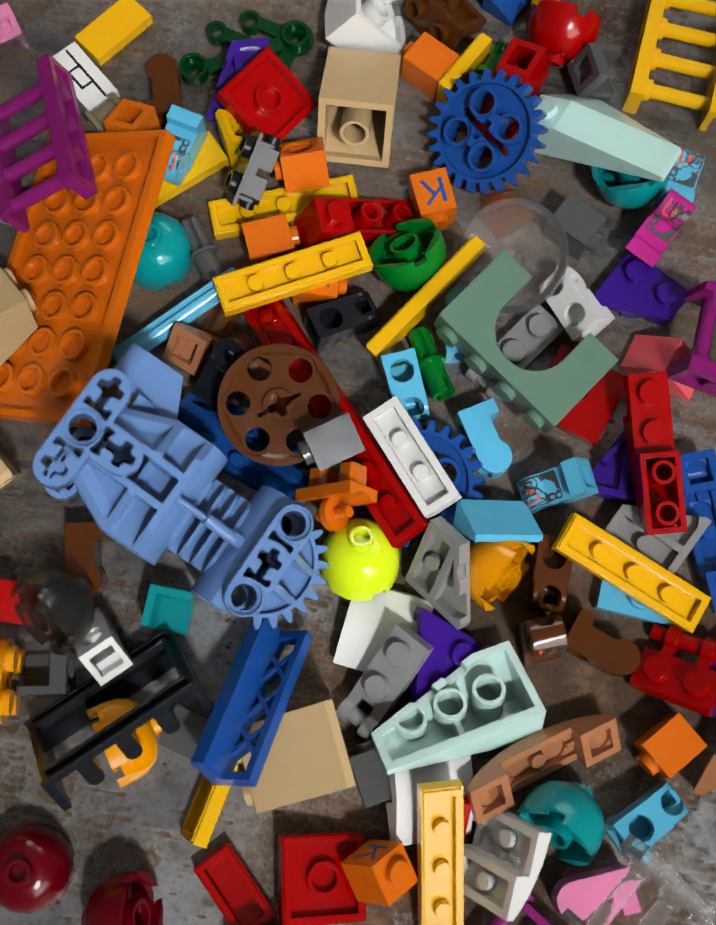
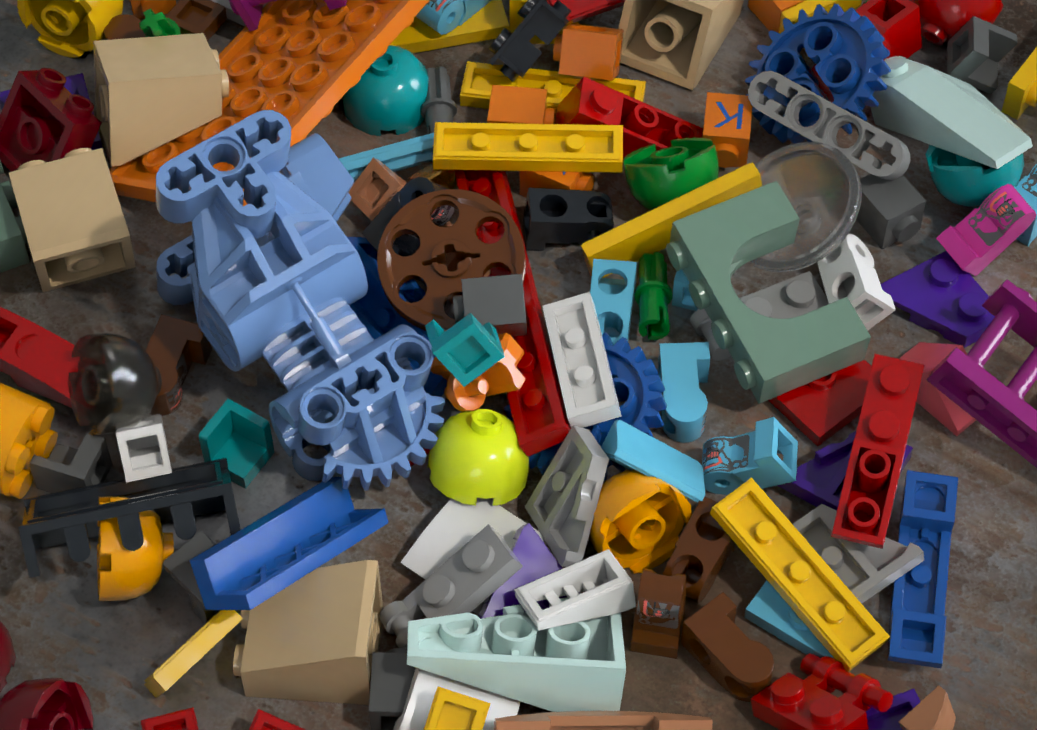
camera: 25 degrees right, 20 degrees down
(332, 497) = (466, 347): none -> teal panel
(489, 623) = (601, 576): none -> white slope
(517, 172) = (829, 122): none -> light grey beam

